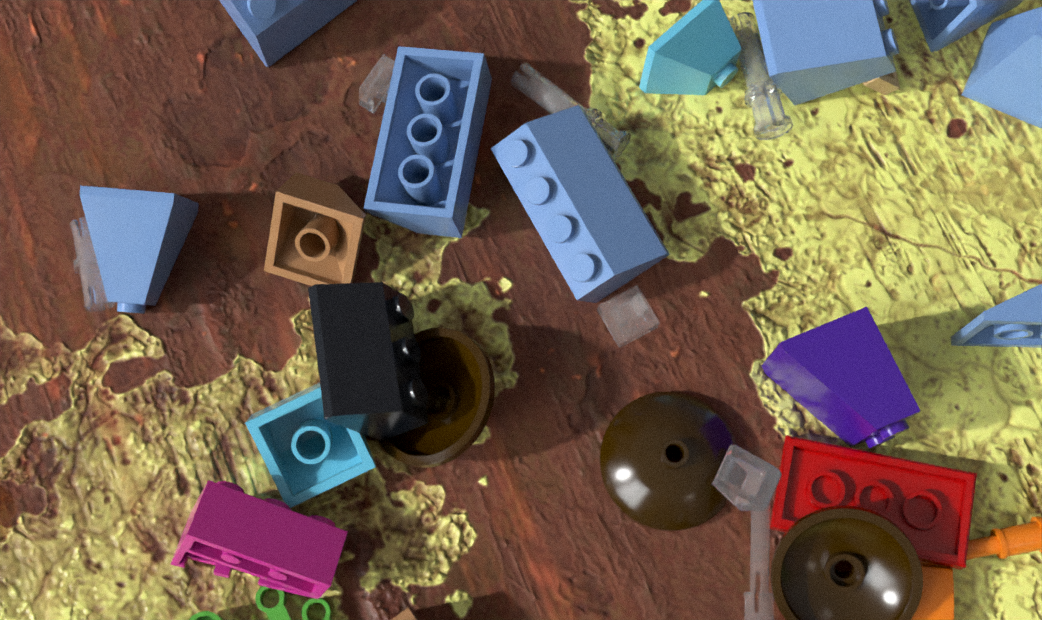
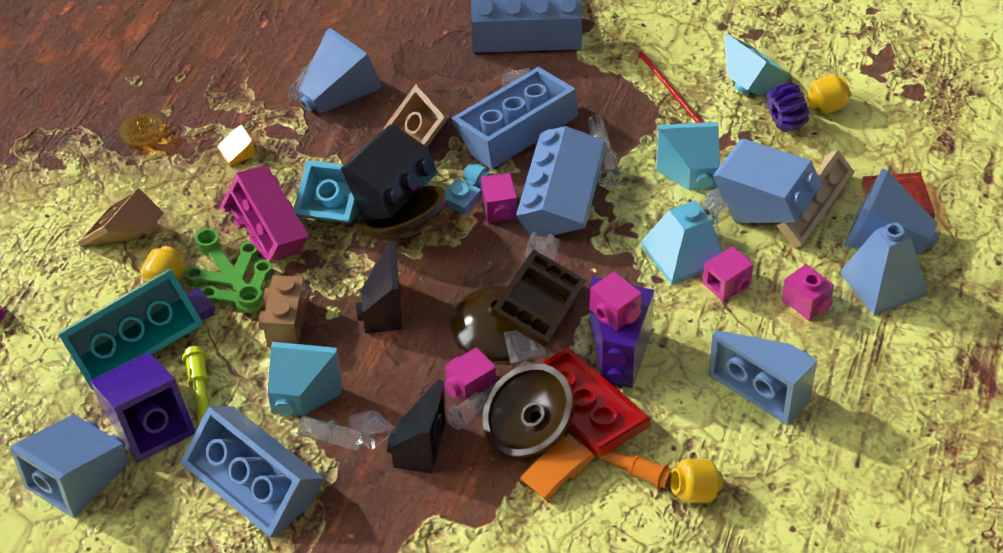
camera: 45 degrees right, 25 degrees down
(99, 448) = (237, 146): none -> slope
(459, 302) = (464, 195): none -> medium azure plate
(516, 279) = (499, 197): none -> dark pink brick
(523, 545) = (381, 295): none -> black slope
(713, 408) = (538, 298): none -> dark brown slope
(721, 575) = (469, 374): none -> dark pink brick
(781, 186) = (682, 242): none -> medium azure slope
(862, 371) = (615, 301): none -> dark pink brick
(868, 192) = (728, 273): none -> dark pink brick
(970, 154) = (808, 292): none -> dark pink brick

